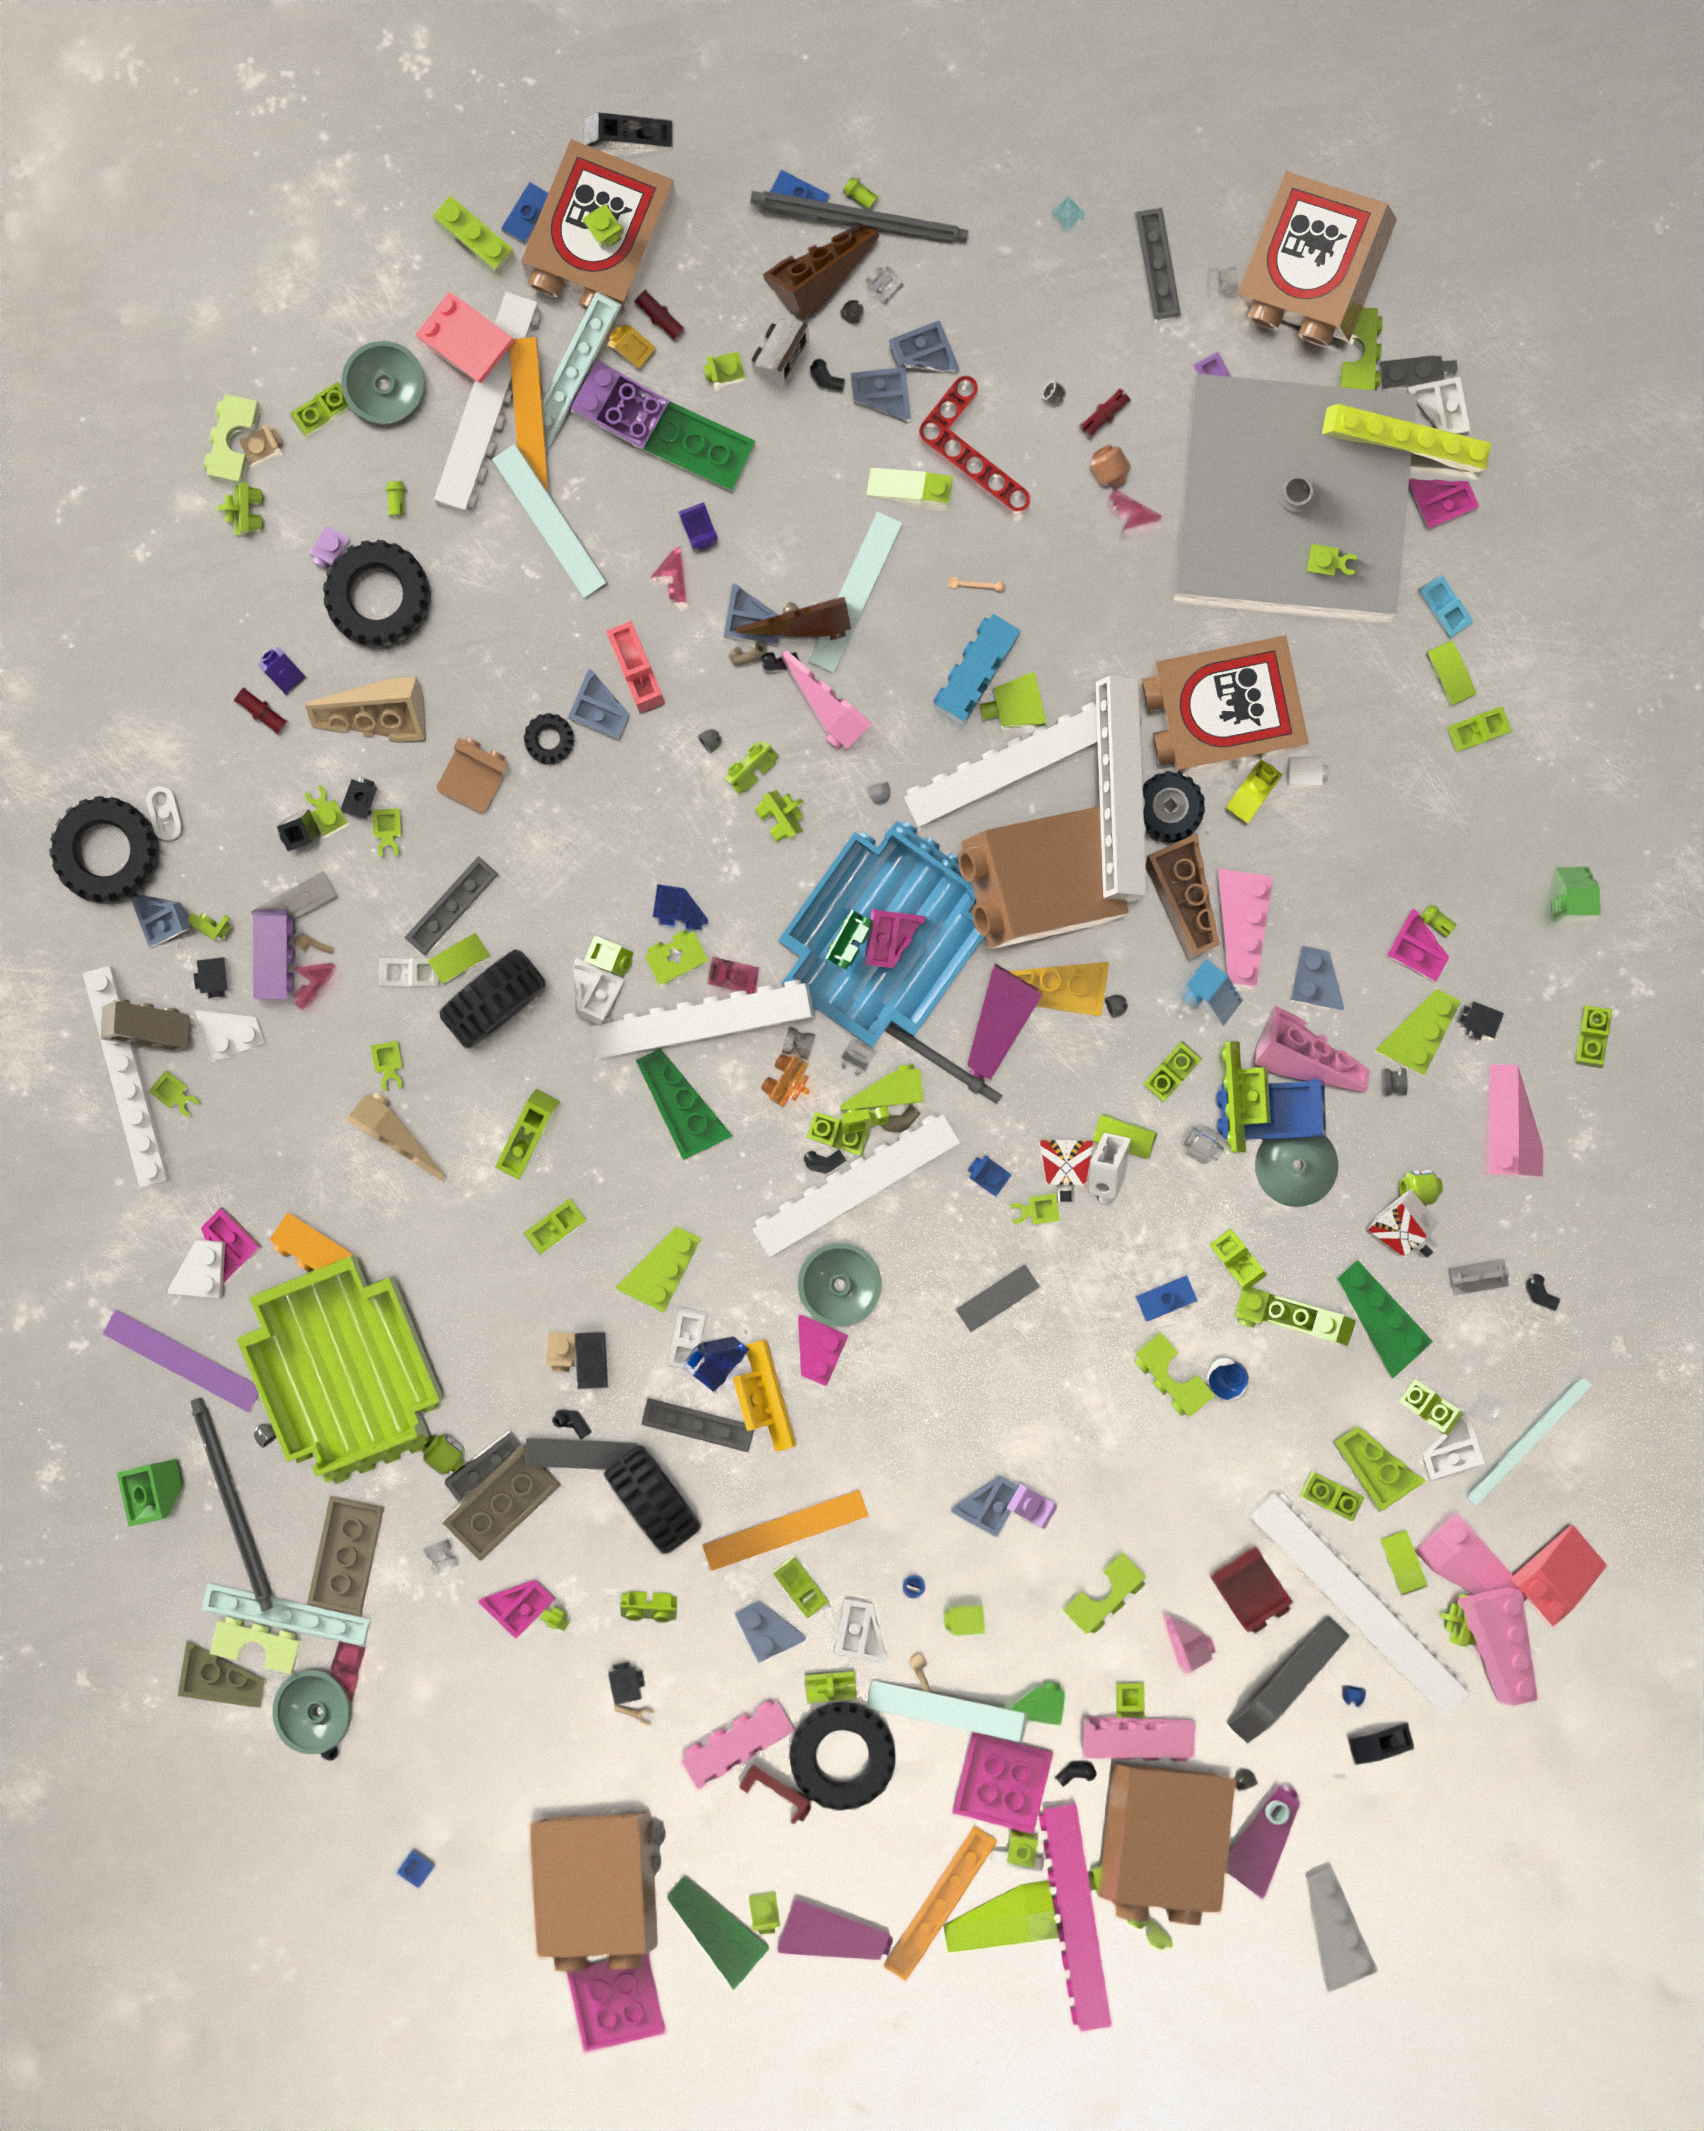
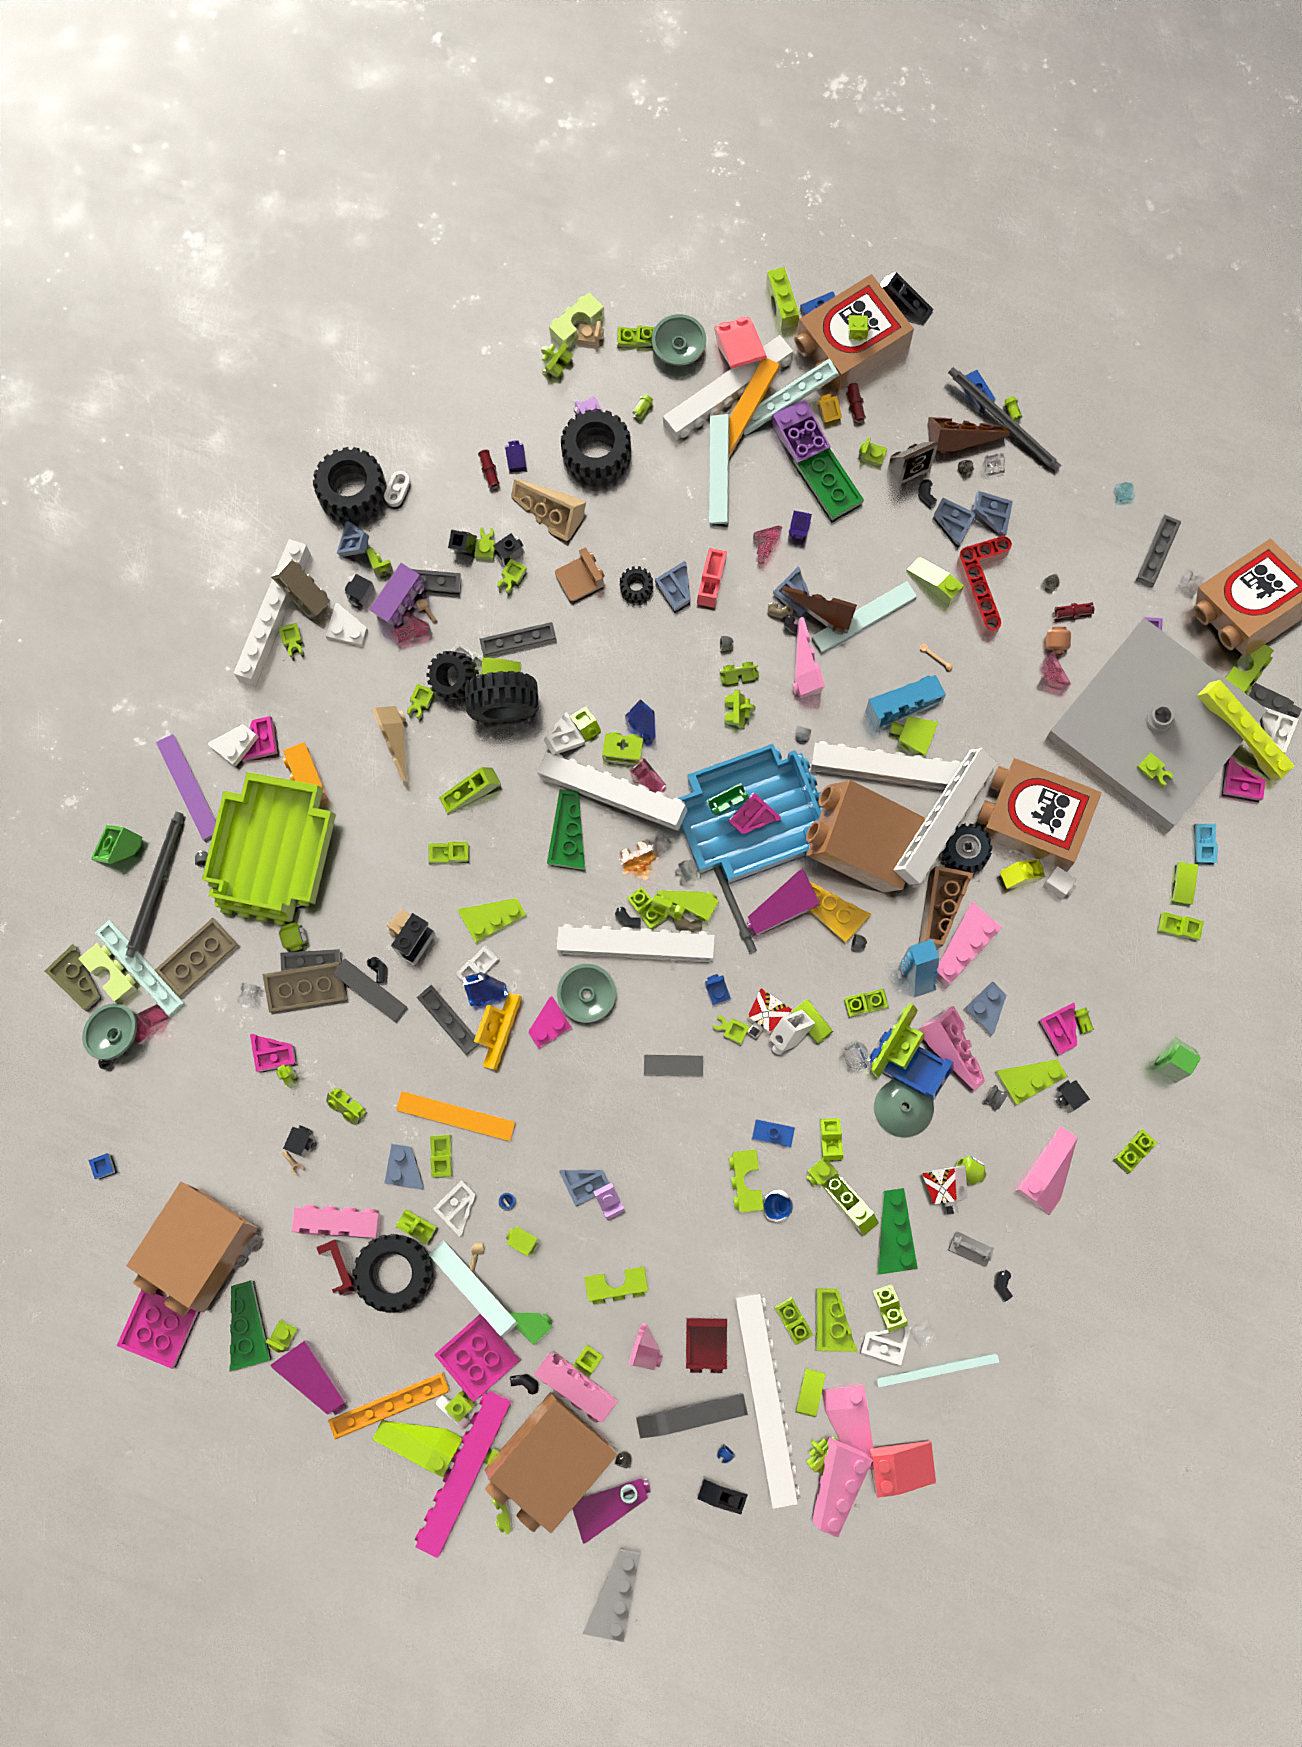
camera: 35 degrees right, 10 degrees down
(398, 1026) = (439, 670): none -> black tyre
(652, 1500) = (388, 1040): black tyre -> none

